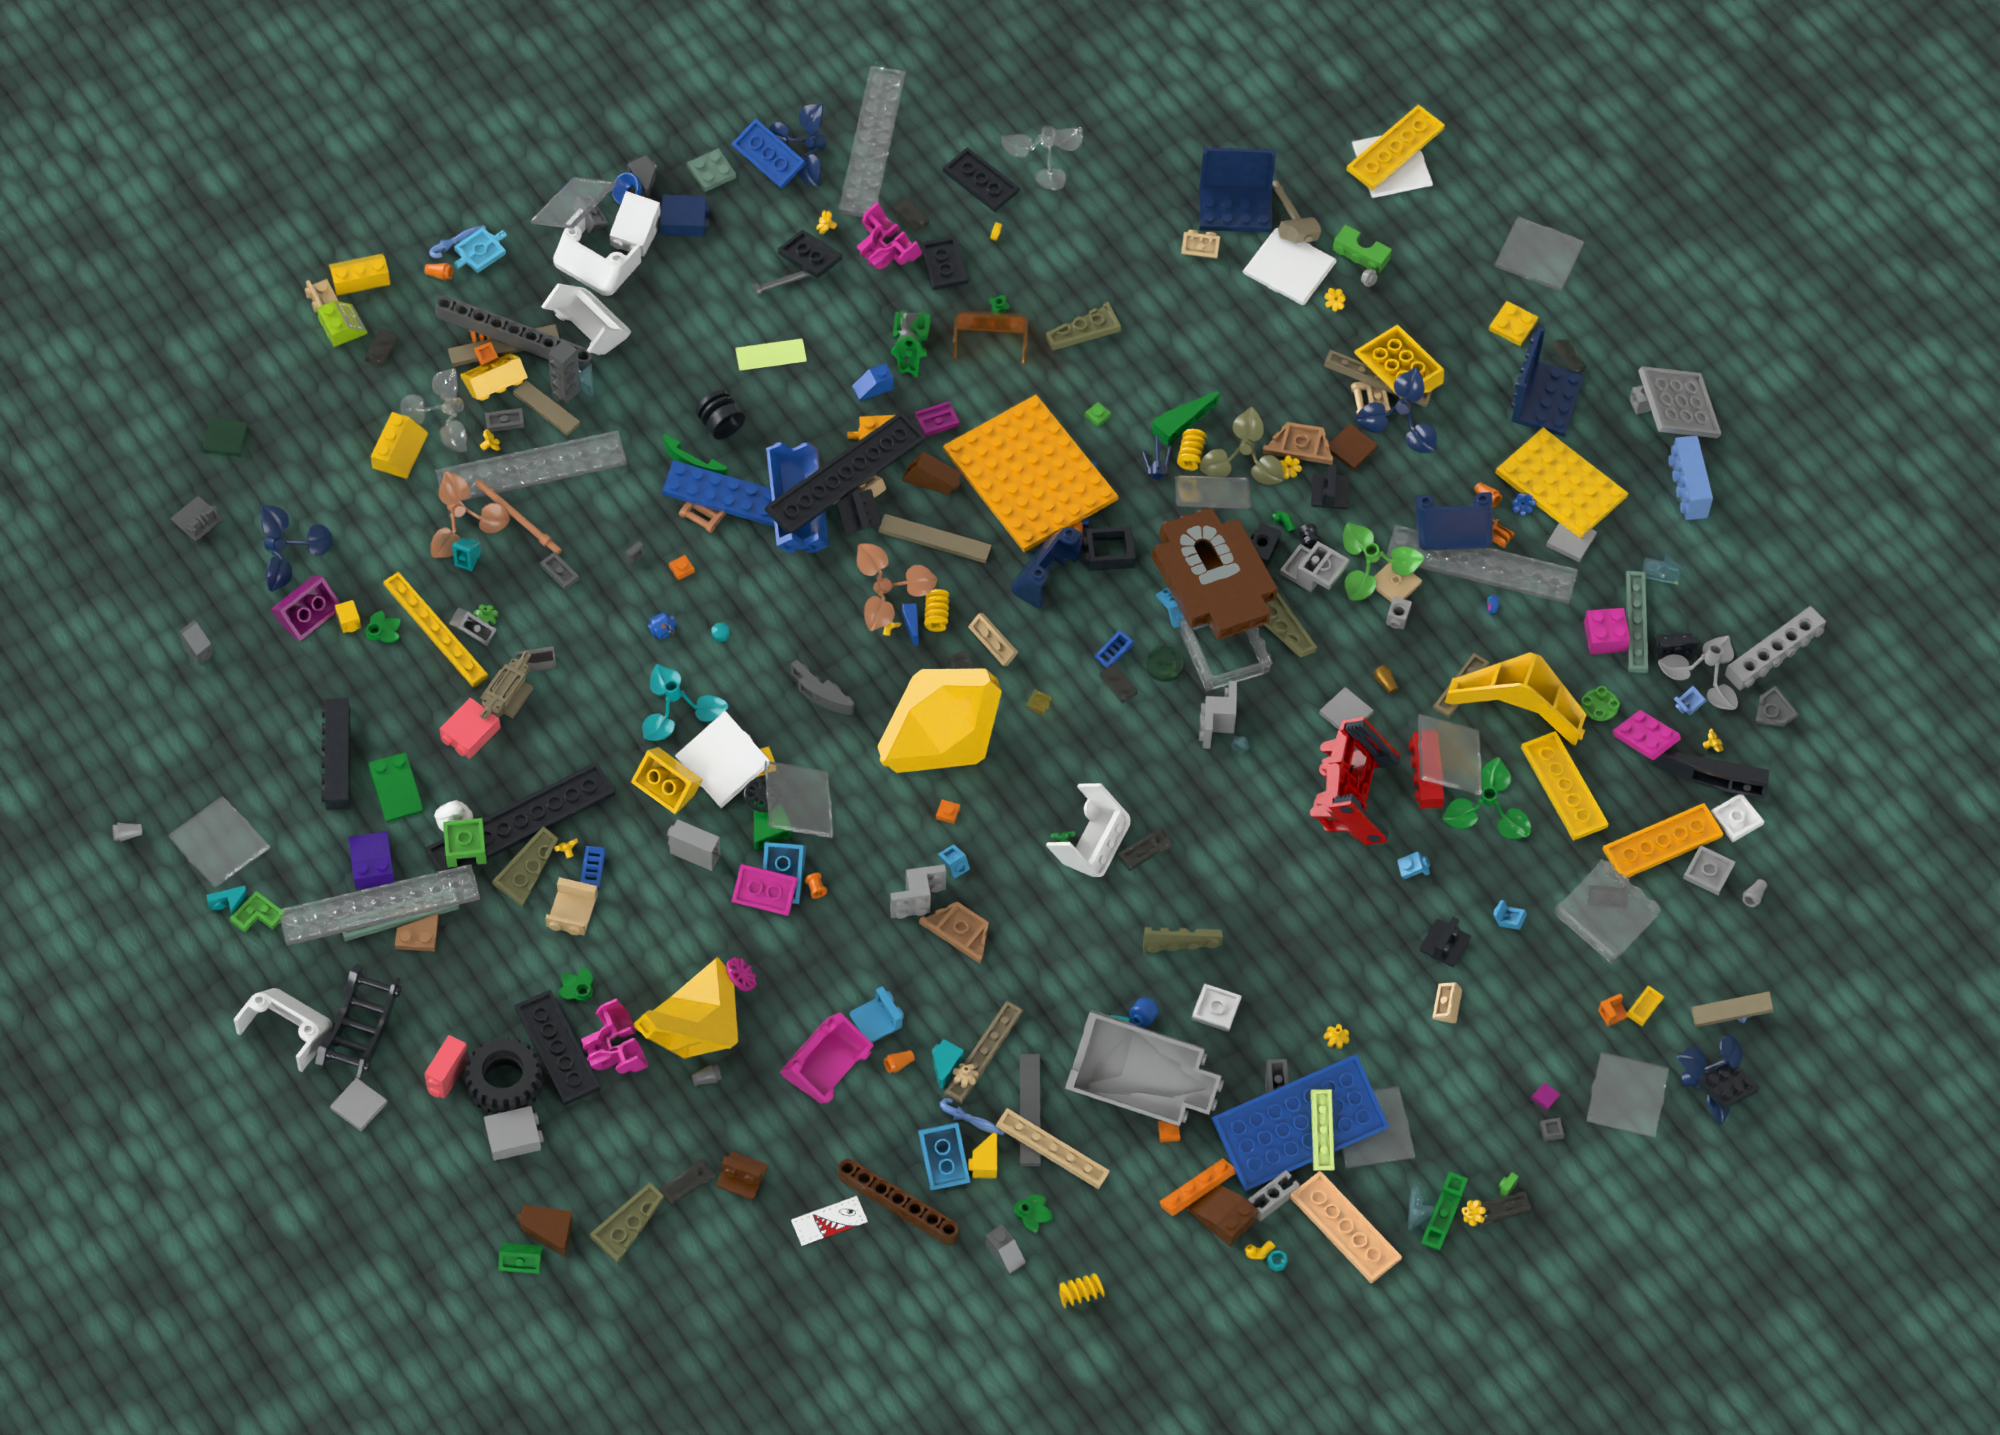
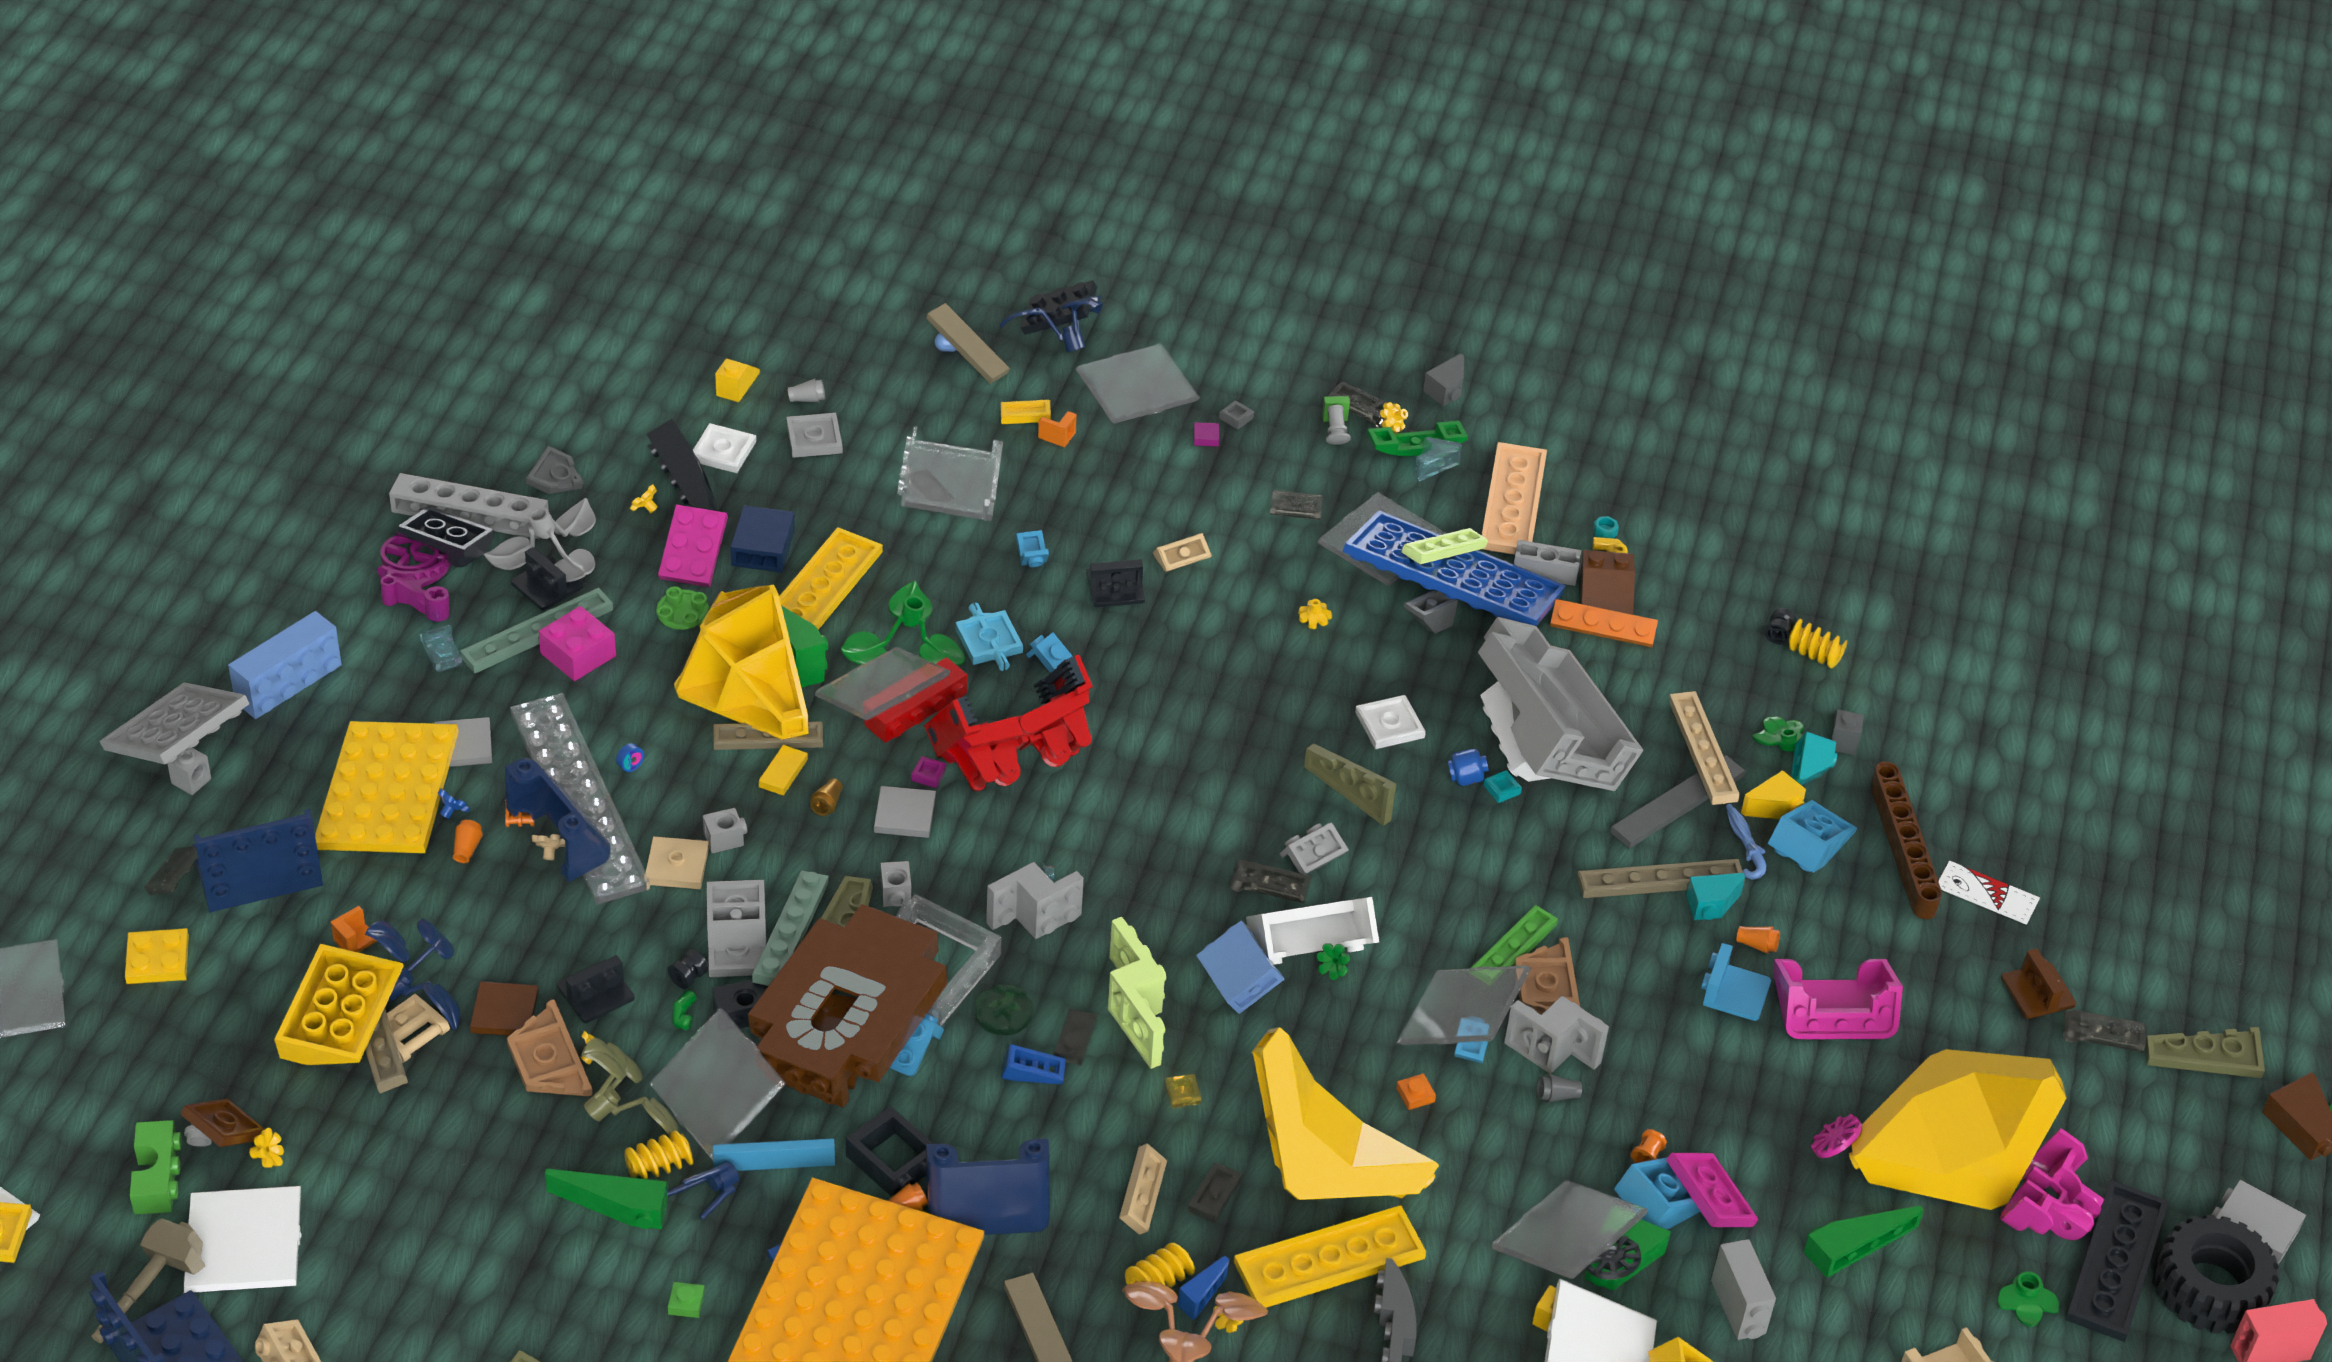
camera: 130 degrees left, 15 degrees down
(681, 928) = (1852, 1239): none -> green slope
(881, 690) = (1329, 1257): none -> yellow plate
(890, 874) = (1555, 1088): none -> dark grey cone
(965, 1075) = (1708, 866): tan plant -> none
(973, 861) = (1464, 1005): none -> clear piece
(993, 1200) = (1812, 757): none -> teal slope
(1001, 937) = (1519, 939): none -> bright green tile
(1093, 772) = (1239, 967): none -> medium blue panel
(1112, 1285) = (1780, 626): none -> black wheel
(1117, 723) = (1136, 992): none -> yellowish green bracket
(1150, 887) = (1315, 849): none -> light grey bracket
(1152, 498) = (776, 1154): none -> dark azure tile
(1292, 674) = (895, 883): none -> light grey brick
(1298, 596) = (791, 925): none -> sand green plate
(1359, 539) = (646, 856): bright green plant -> none
(1365, 286) = (222, 1122): none -> reddish brown tile
(1426, 674) = (783, 770): none -> yellow tile
(1437, 1094) = (1296, 505): none -> clear smoke plate
(1451, 843) = (989, 637): none -> medium azure plate
(1458, 409) = (350, 930): none -> orange panel
(1484, 1277) = (1445, 381): none -> dark grey slope
(1485, 1167) = (1337, 429): none -> light grey pin
(1515, 727) = (807, 648): none -> green slope
(1629, 780) = (762, 539): none -> dark blue brick
(1663, 841) = (814, 482): light orange plate -> none
(1690, 701) = (609, 540): medium blue bracket -> none
(1726, 578) = (405, 583): none -> magenta piece
(1752, 615) = (448, 533): none -> black slope
(1799, 862) = (734, 379): none -> yellow slope

